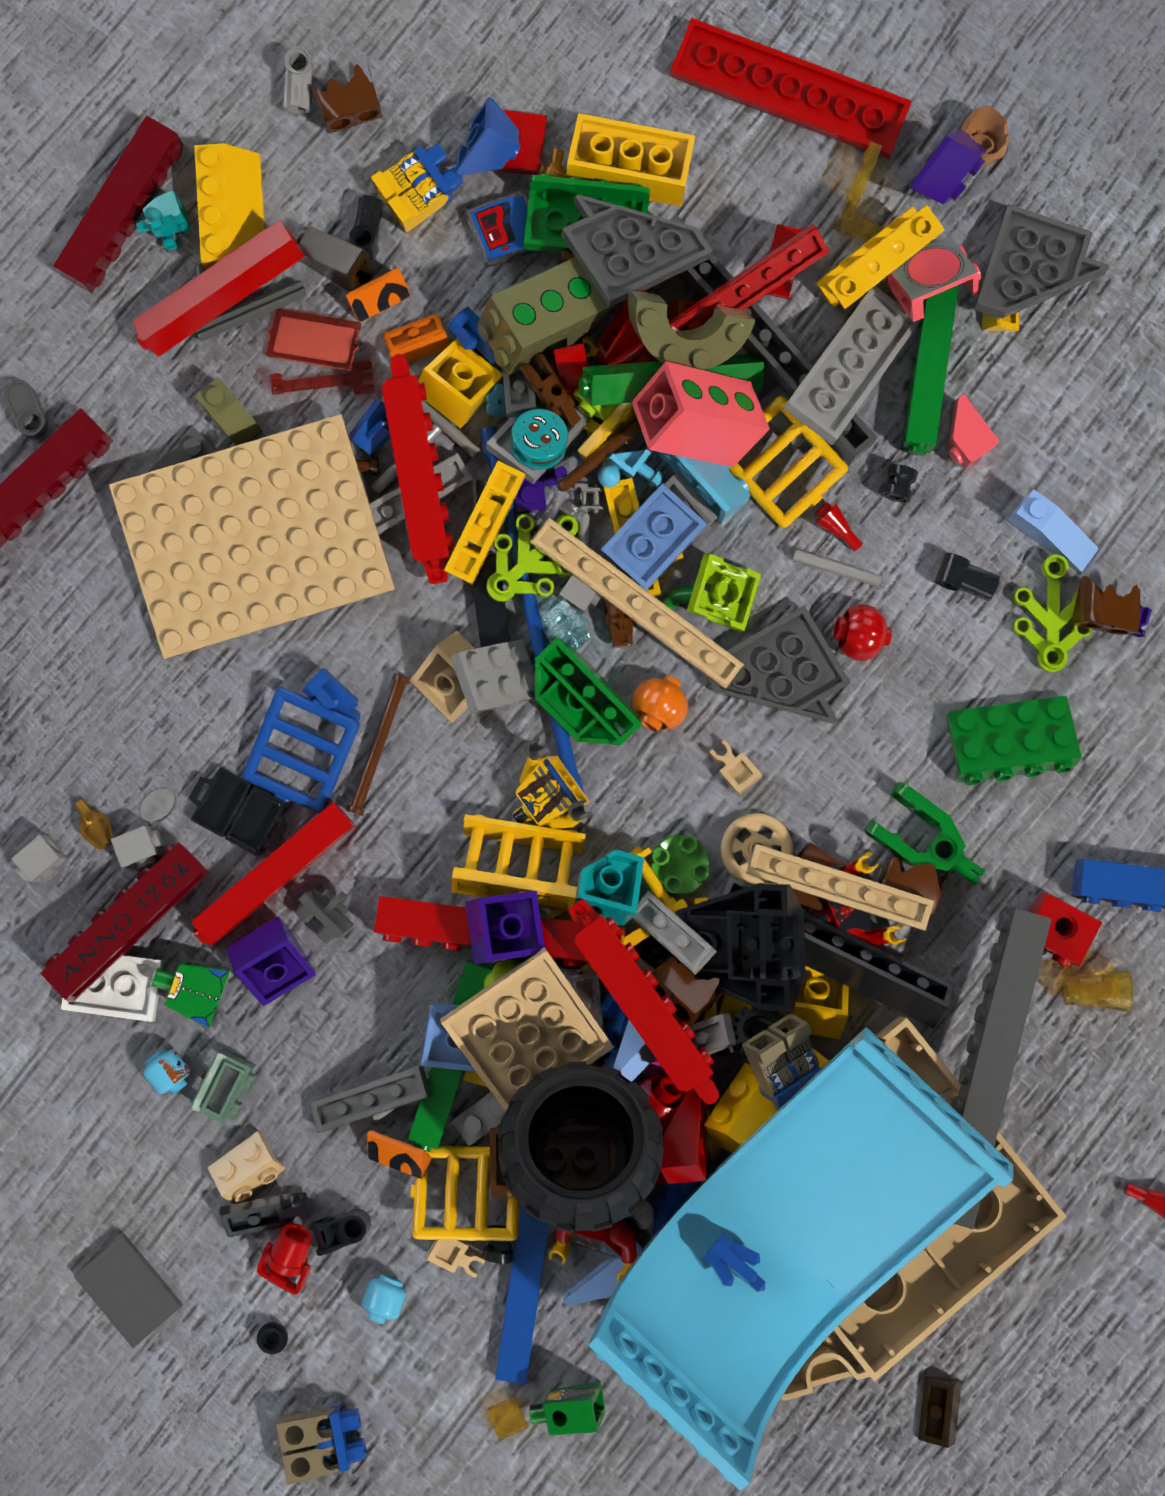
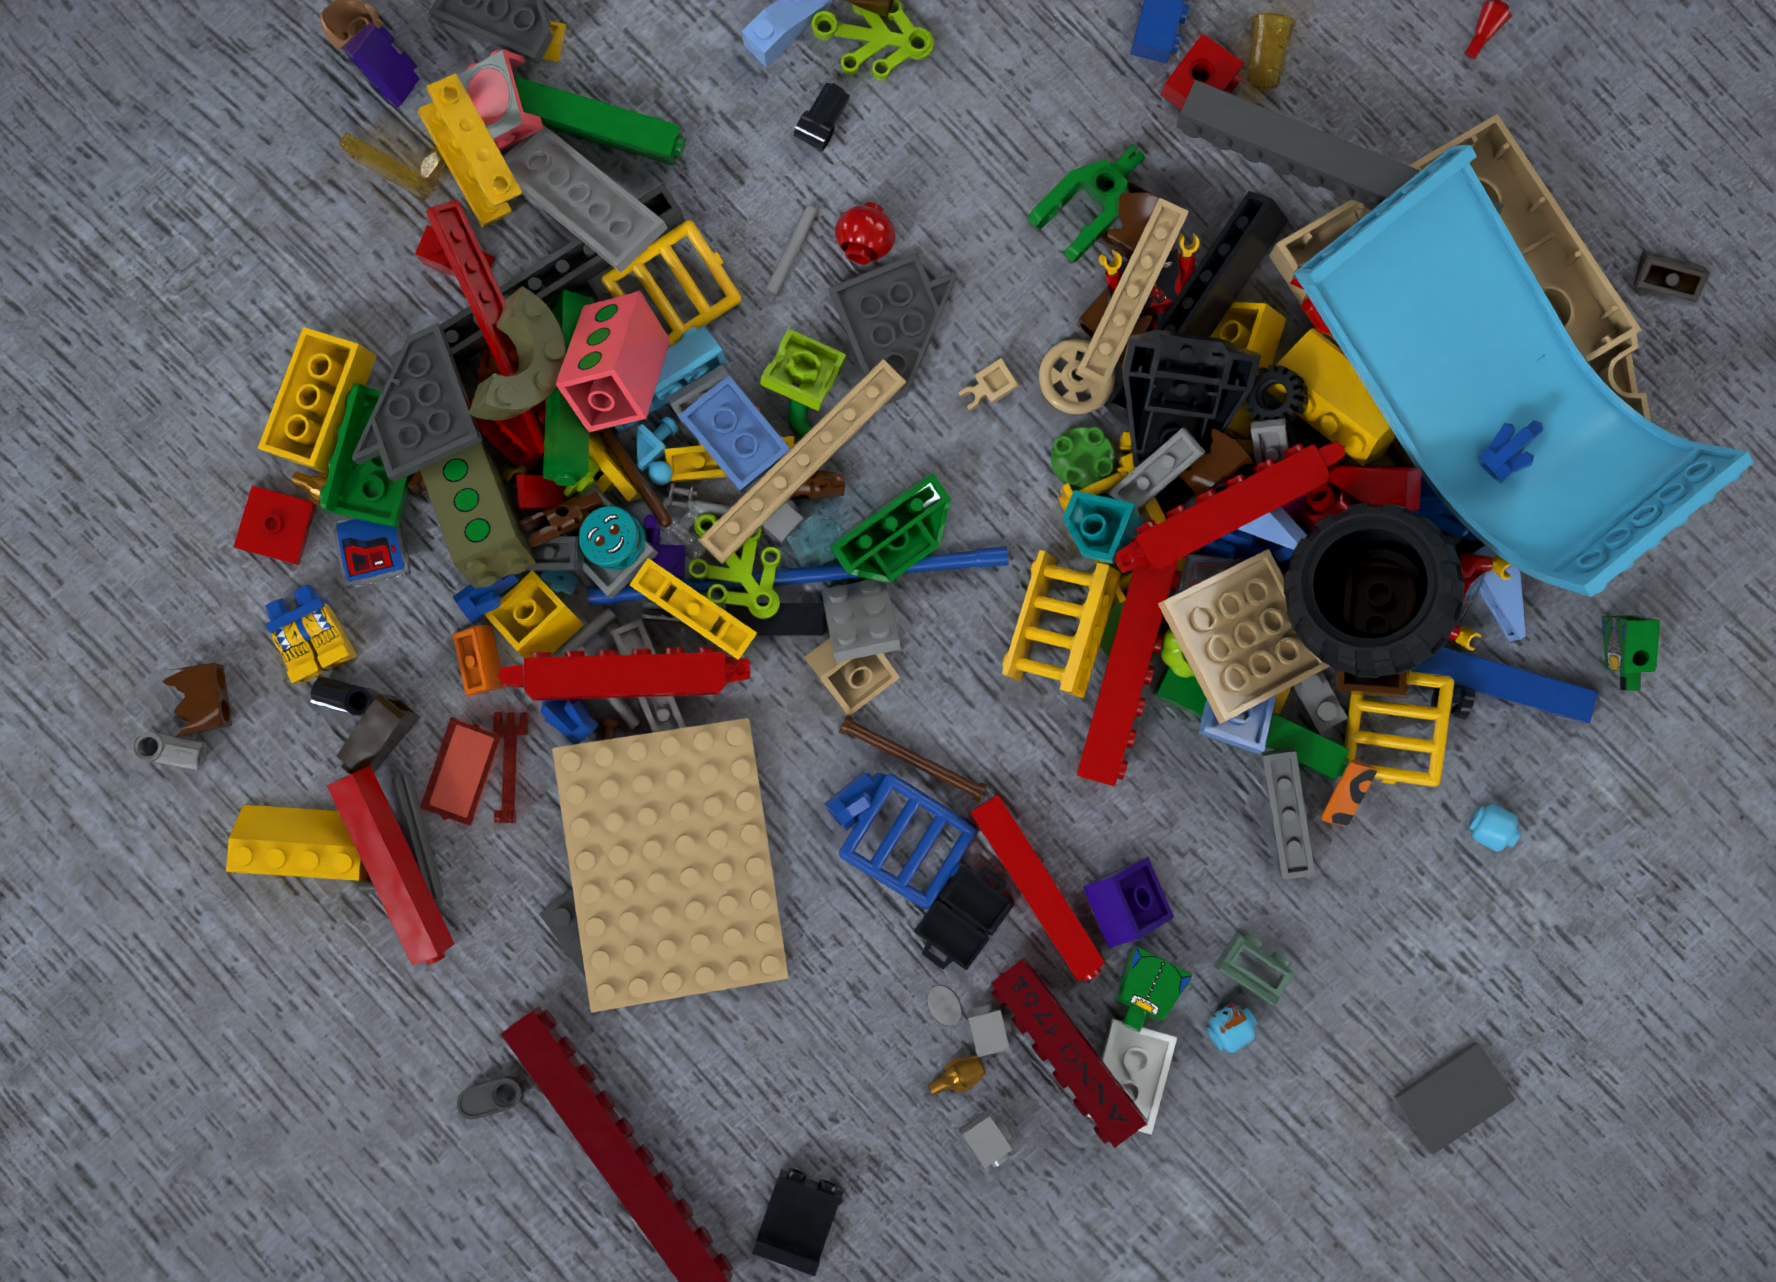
camera: 85 degrees left, 0 degrees up
(119, 205) = (277, 965): dark red brick -> none
(164, 218) = (300, 916): teal piece -> none
(228, 412) = (529, 873): olive slope -> none
(245, 1169) = (1343, 957): tan bracket -> none
(263, 1213) = (1392, 943): black hinge -> none
(268, 1346) = (1530, 950): black plate -> none
(287, 1258) = (1442, 923): red piece -> none
(318, 1442) = (1634, 916): dark tan hips -> none
(327, 910) = (1082, 834): dark grey hips -> none
(334, 1233) = (1422, 871): black piece -> none
(378, 294) = (423, 694): orange slope -> none
(452, 1253) = (1458, 749): tan plate -> none
(490, 142) = (274, 548): blue slope -> none
(504, 927) = (1131, 643): dark purple slope -> none
(507, 1418) = (1629, 716): clear yellow tile -> none
(549, 791) = (991, 581): torso -> none
(660, 703) = (910, 453): orange plant -> none
(785, 1061) = (1312, 366): dark tan hips -> none
(789, 87) = (263, 222): red plate -> none
(832, 520) = (740, 246): red cone -> none
(899, 483) = (712, 170): black wheel -> none
(968, 434) = (670, 91): coral slope -> none
(1013, 740) = (999, 95): green bracket -> none

